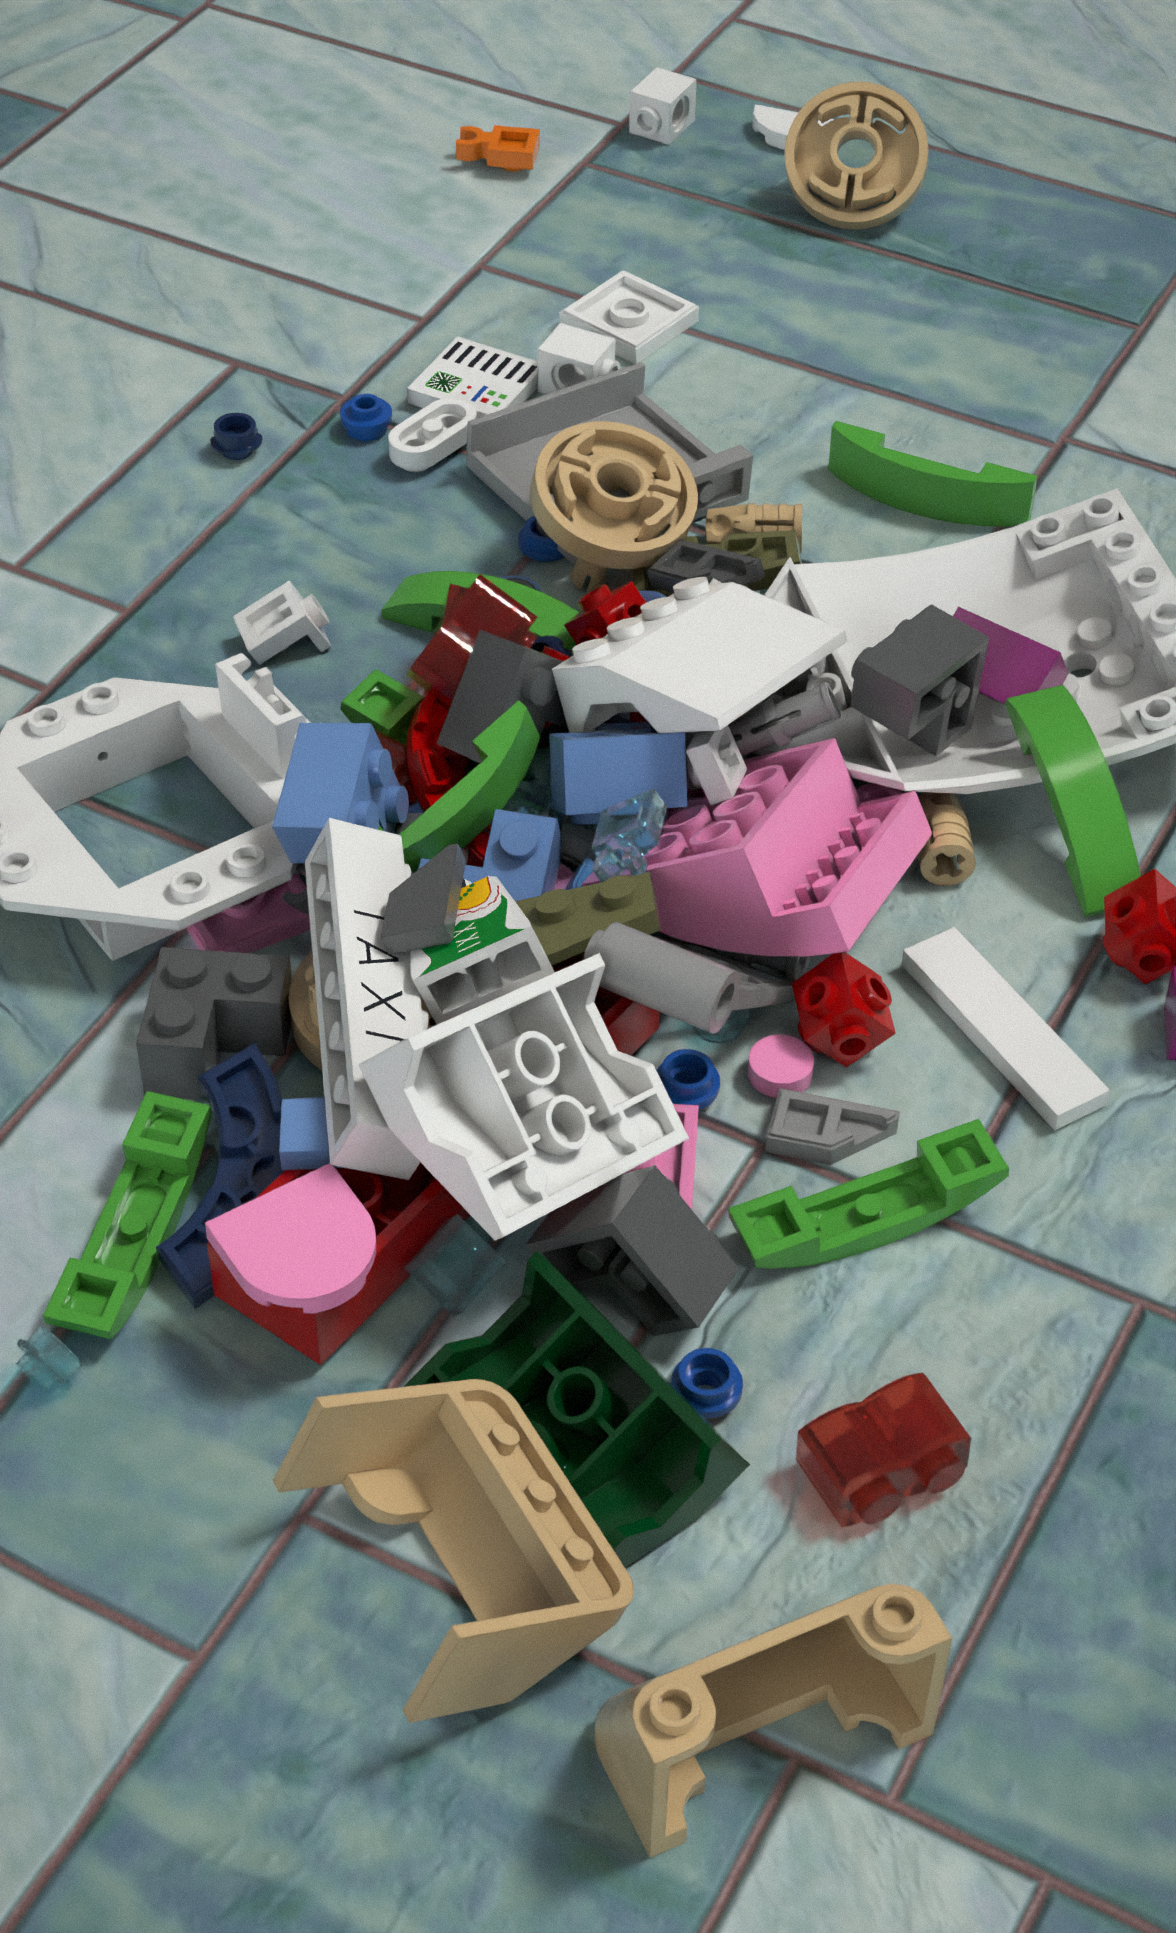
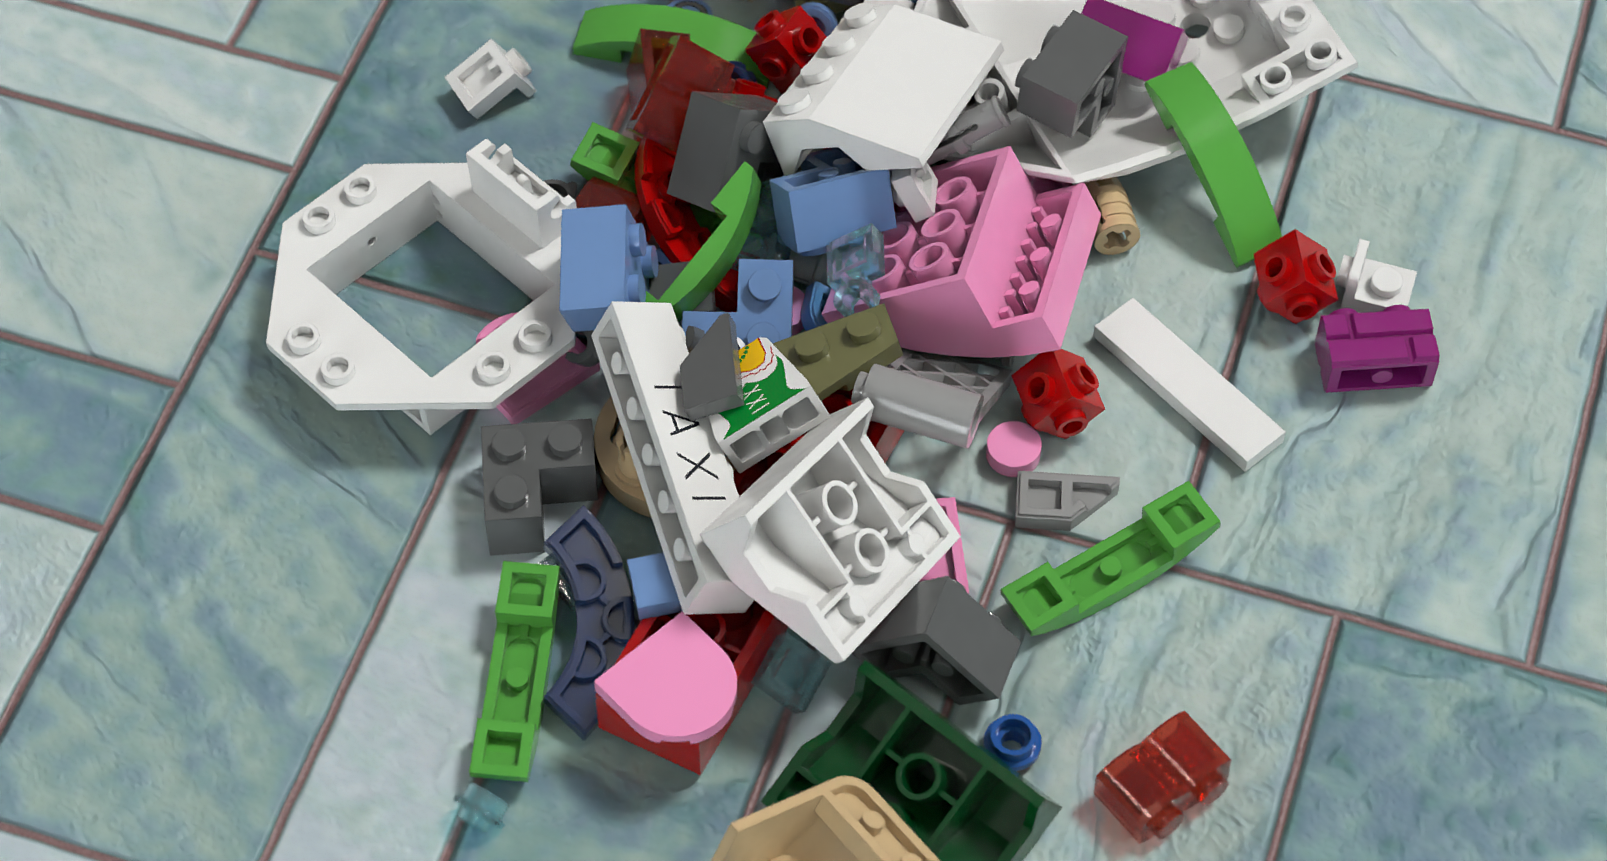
camera: 10 degrees left, 10 degrees up
(690, 1078) = (942, 463): blue plate -> none

